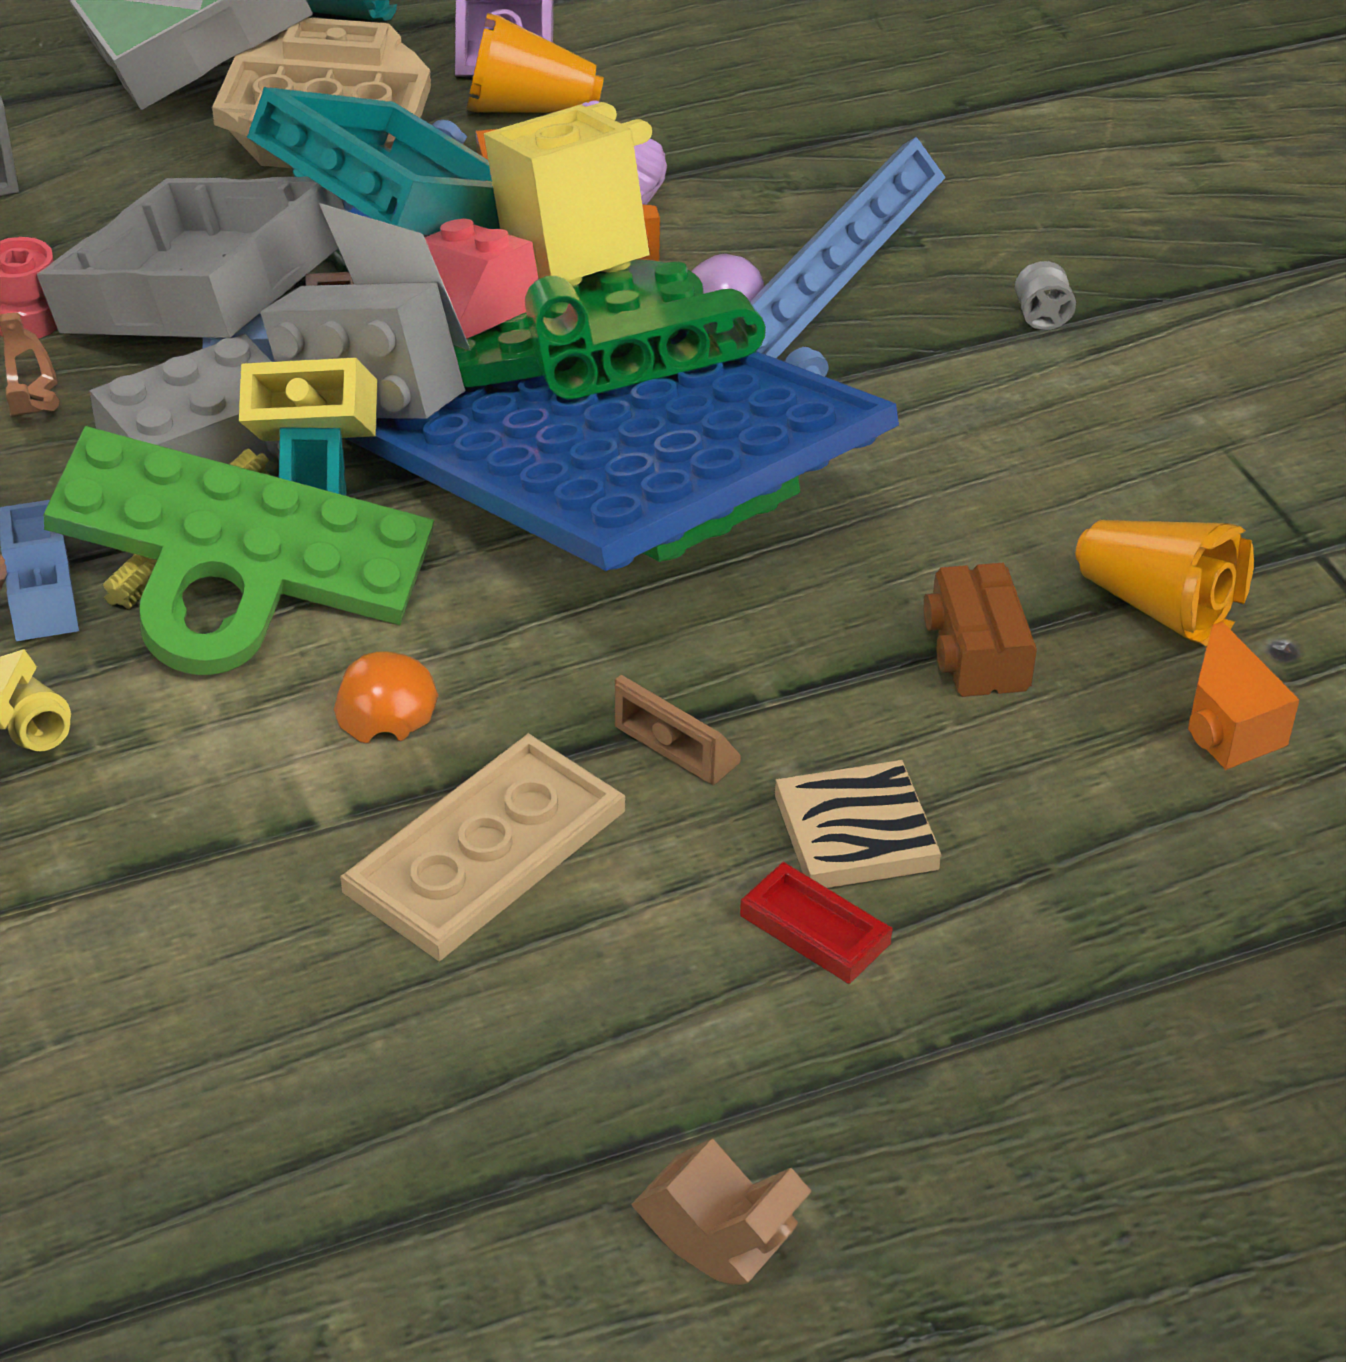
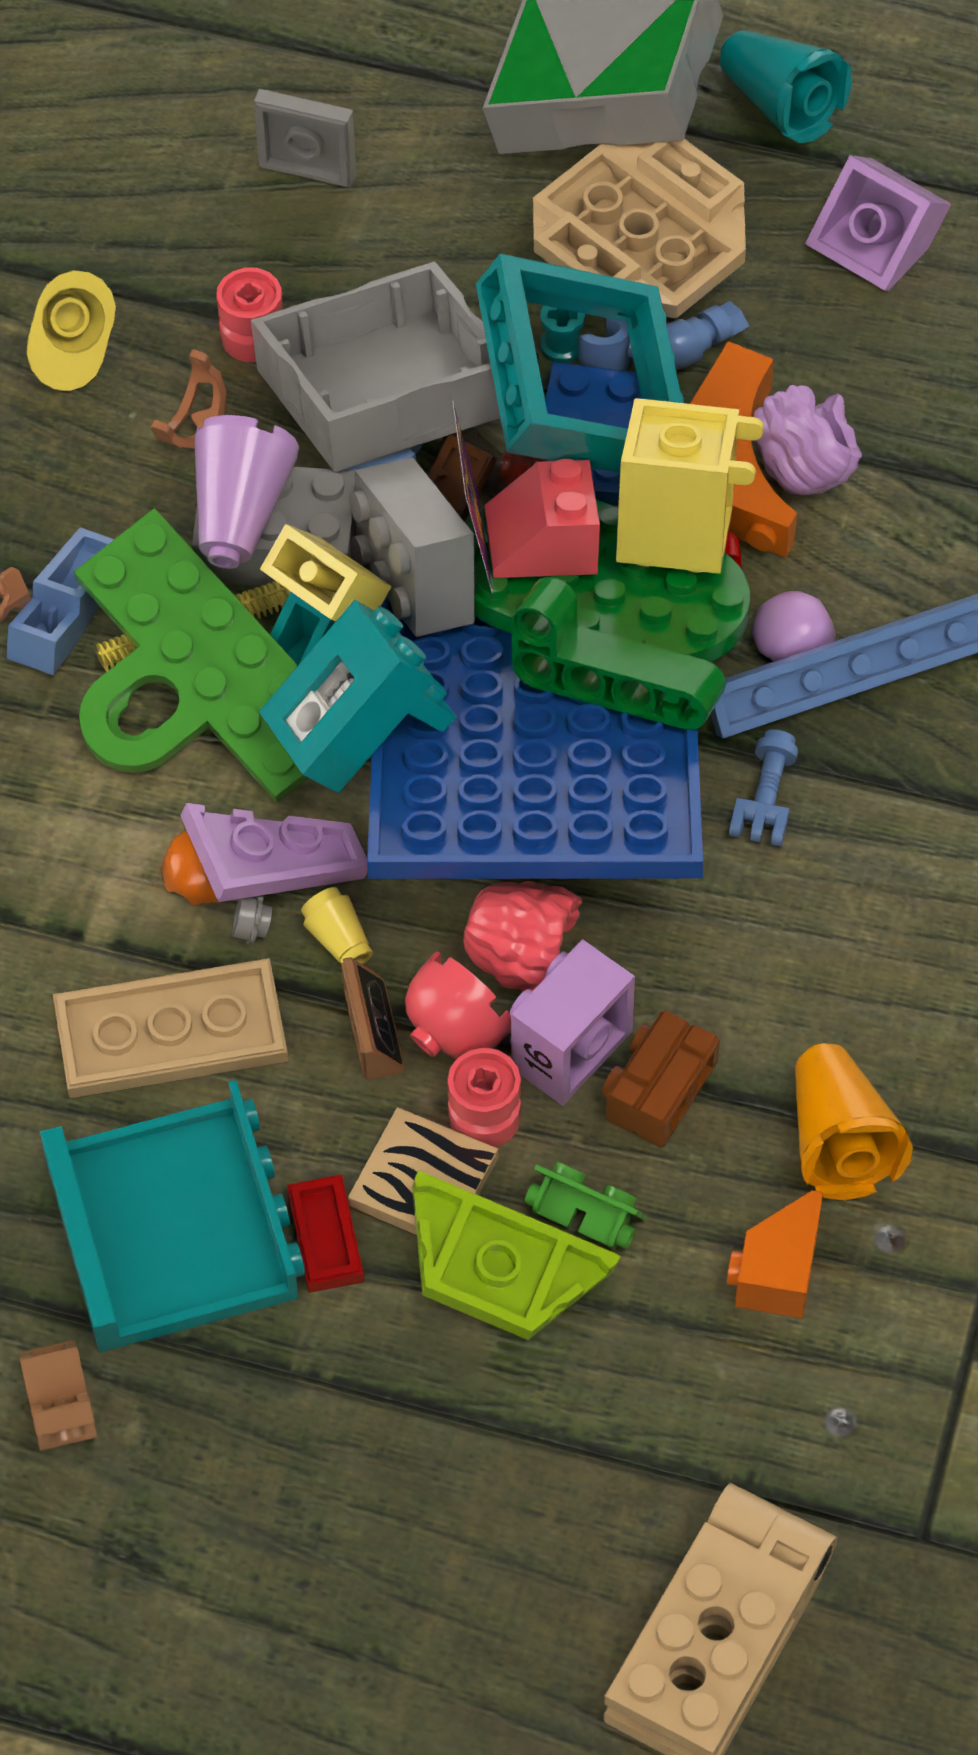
camera: 40 degrees right, 15 degrees up
(158, 356) = (238, 484): none -> lavender cone
(442, 436) = (353, 696): none -> teal brick
(455, 646) = (269, 856): none -> lavender wing
(477, 712) = (251, 919): none -> light grey plate
(528, 73) = (840, 290): light orange cone -> none
(568, 675) = (336, 925): none -> light yellow cone
(662, 994) = (173, 1221): none -> teal panel
(753, 586) = (519, 930): none -> coral hair
(758, 661) = (452, 1010): none -> coral cylinder
(854, 715) = (485, 1096): none -> coral wheel
(870, 617) = (571, 1021): none -> lavender brick
(997, 757) = (606, 1213): none -> bright green hinge
(1000, 840) = (499, 1260): none -> lime wing

